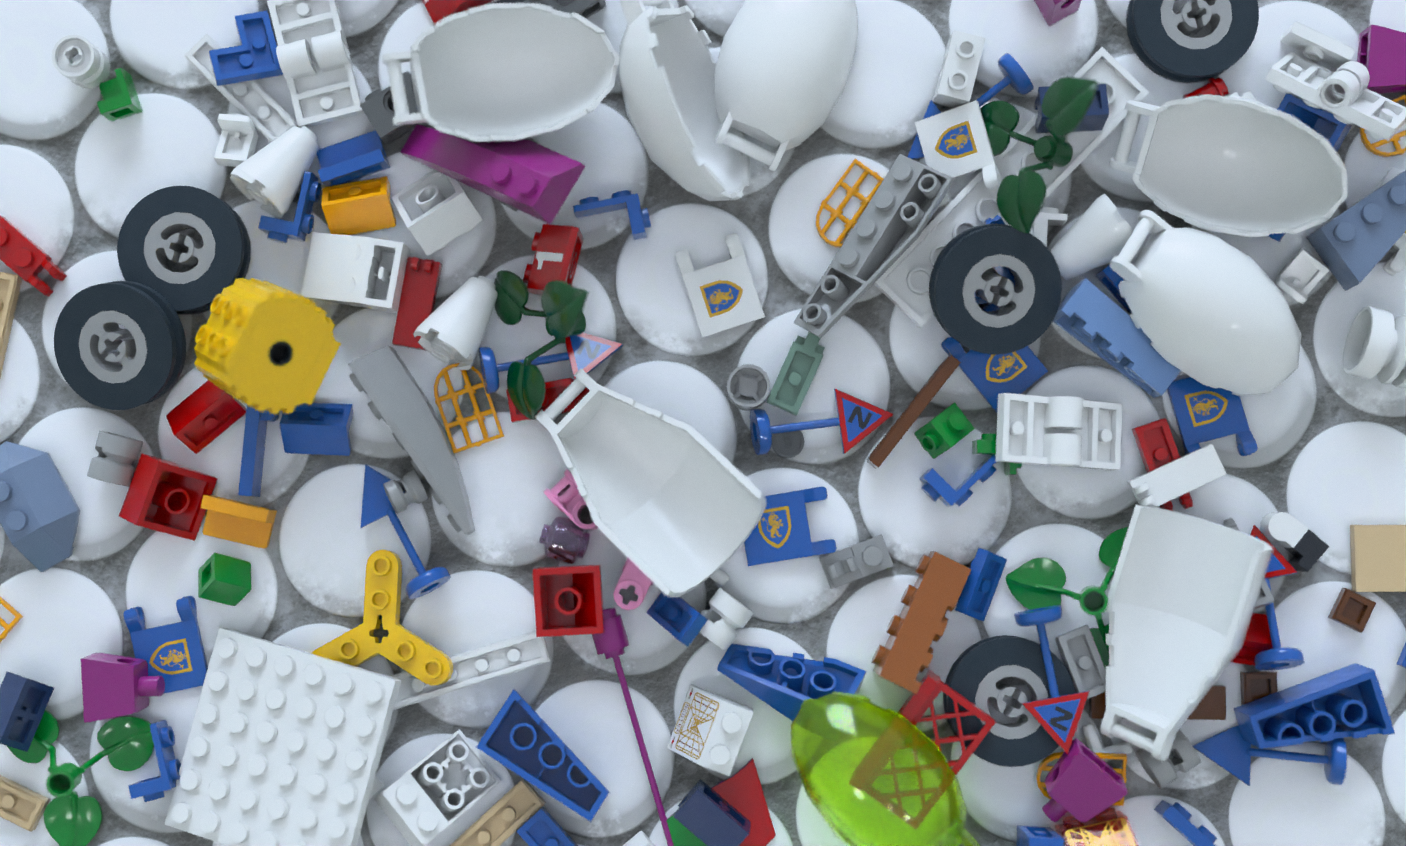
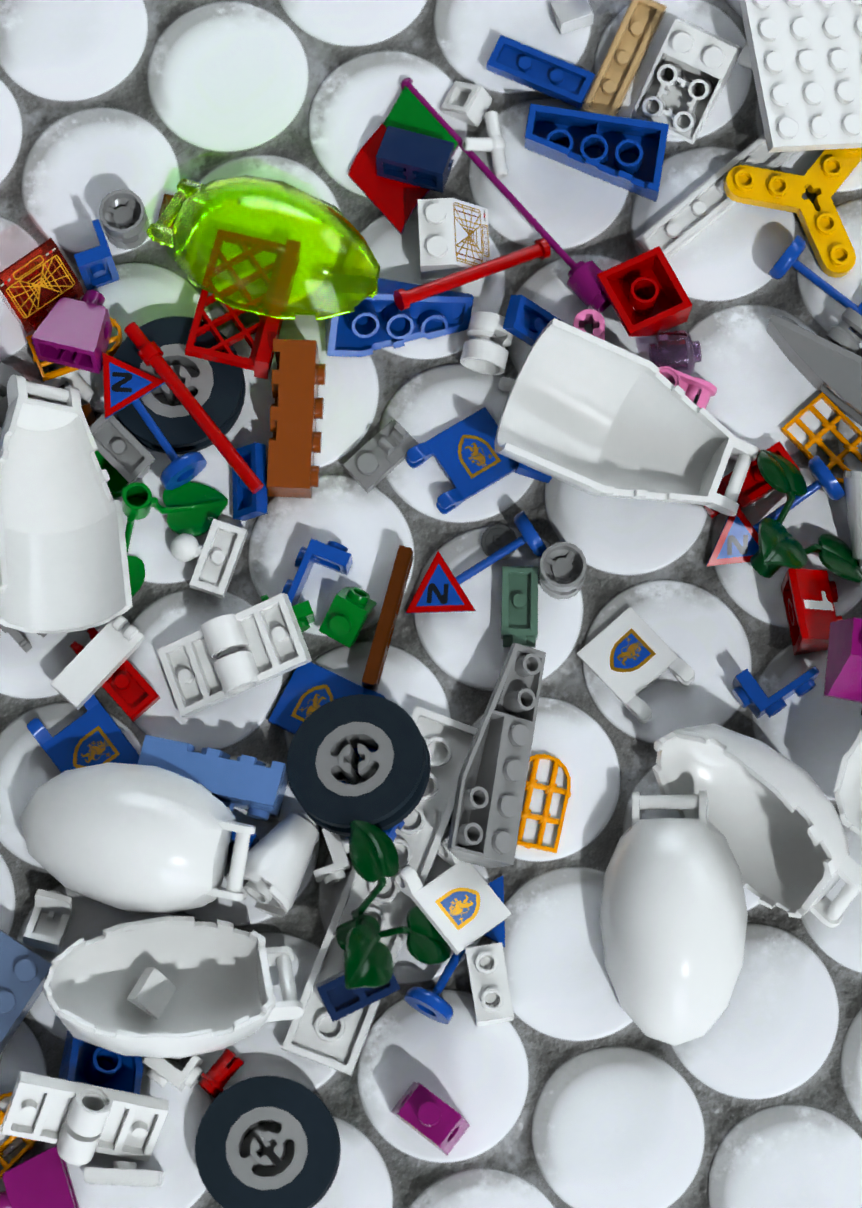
camera: 155 degrees right, 10 degrees down
(634, 806) = (494, 143): none -> white piece
(640, 687) = (539, 250): none -> red bar
(1024, 732) = (152, 355): none -> red bar
(1037, 529) = (215, 558): none -> white plate
(1241, 176) = (152, 992): none -> white slope

